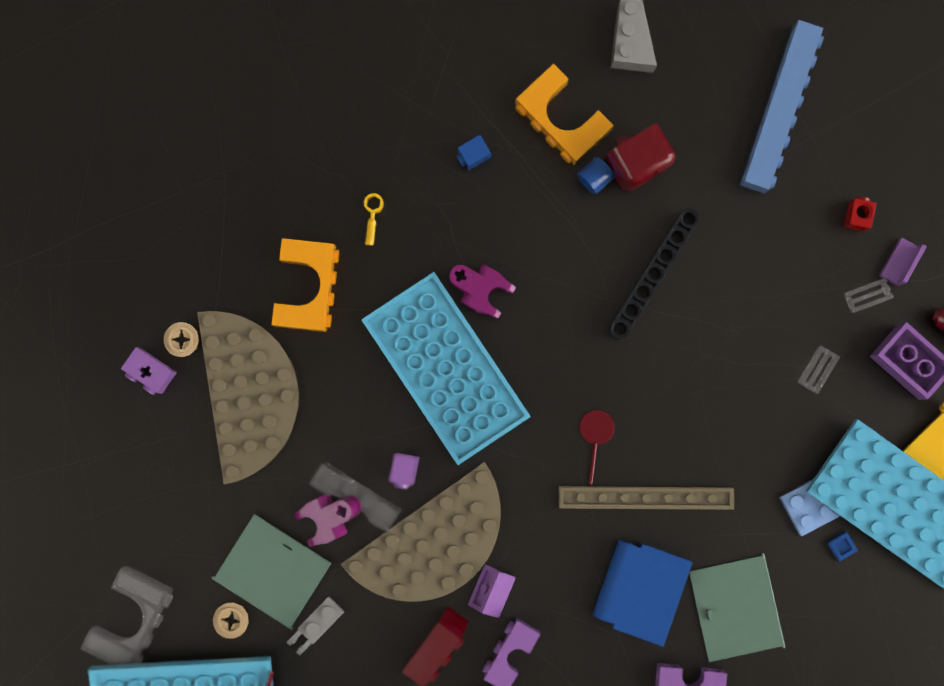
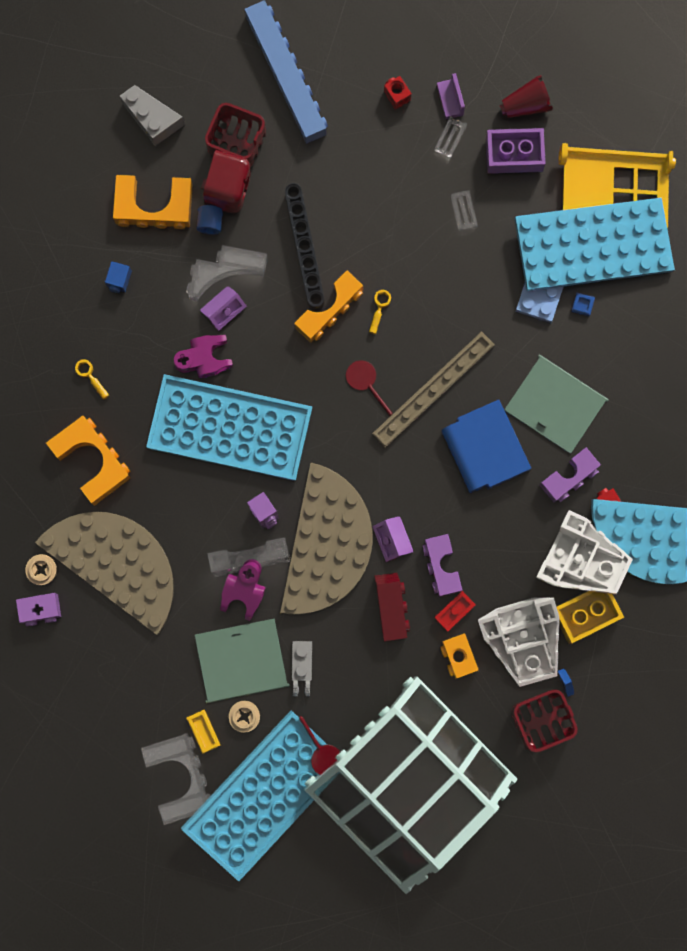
camera: 40 degrees left, 5 degrees down
(187, 600) = (203, 731): none -> yellow tile
(536, 261) = (223, 307): none -> medium lavender panel
(579, 229) = (231, 262): none -> clear arch
(653, 344) = (313, 323): none -> light orange arch
(660, 389) = (377, 315): none -> yellow piece
(694, 96) = (224, 113): none -> dark red piece

